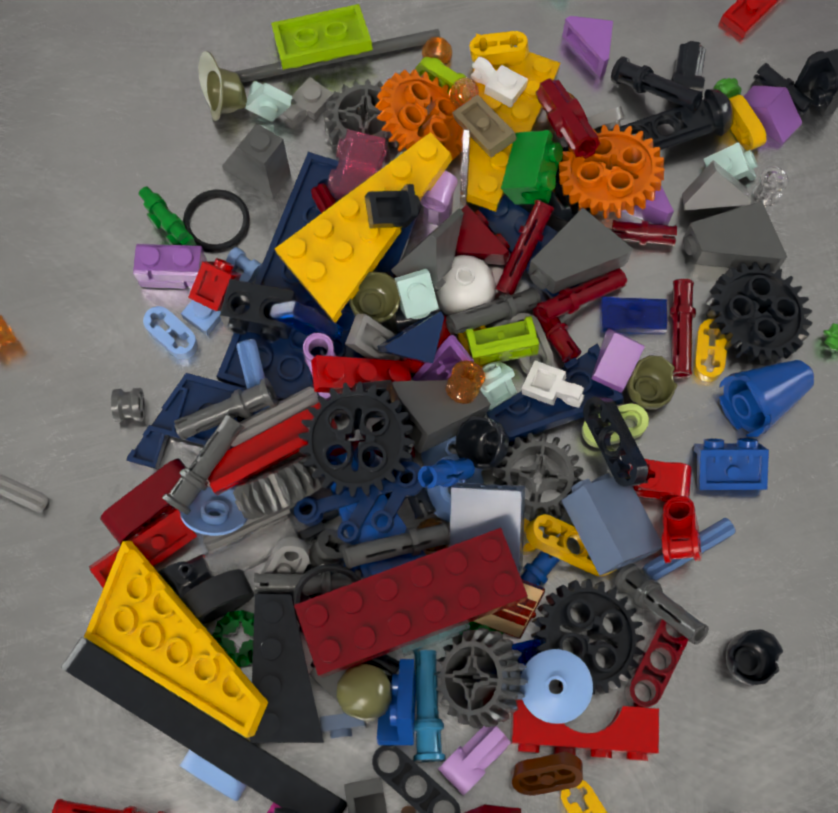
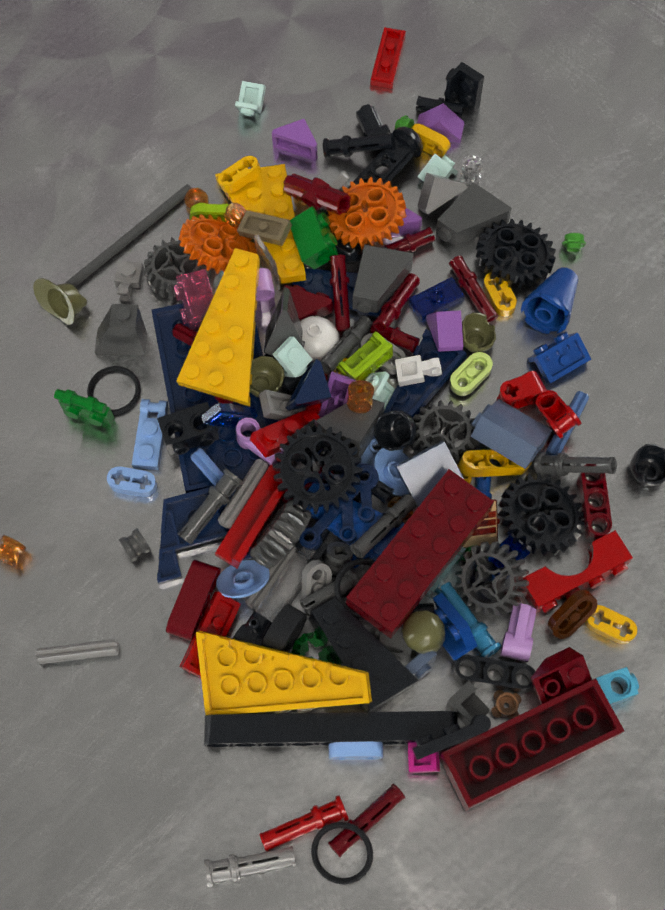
camera: 30 degrees left, 5 degrees down
(167, 265) = (104, 436): medium lavender brick -> none
(195, 477) = (219, 560): dark grey pin -> none
(212, 283) = (145, 429): red bracket -> none
(267, 101) = (101, 291): light aqua bracket -> none
(321, 36) = (110, 229): lime plate -> none
(392, 208) = (244, 307): black bracket -> none
(446, 473) = (388, 463): blue pin -> none
(502, 84) = (257, 196): white plate -> none
(576, 686) = (541, 567): light blue dish -> none
(627, 449) = (468, 380): black beam -> none

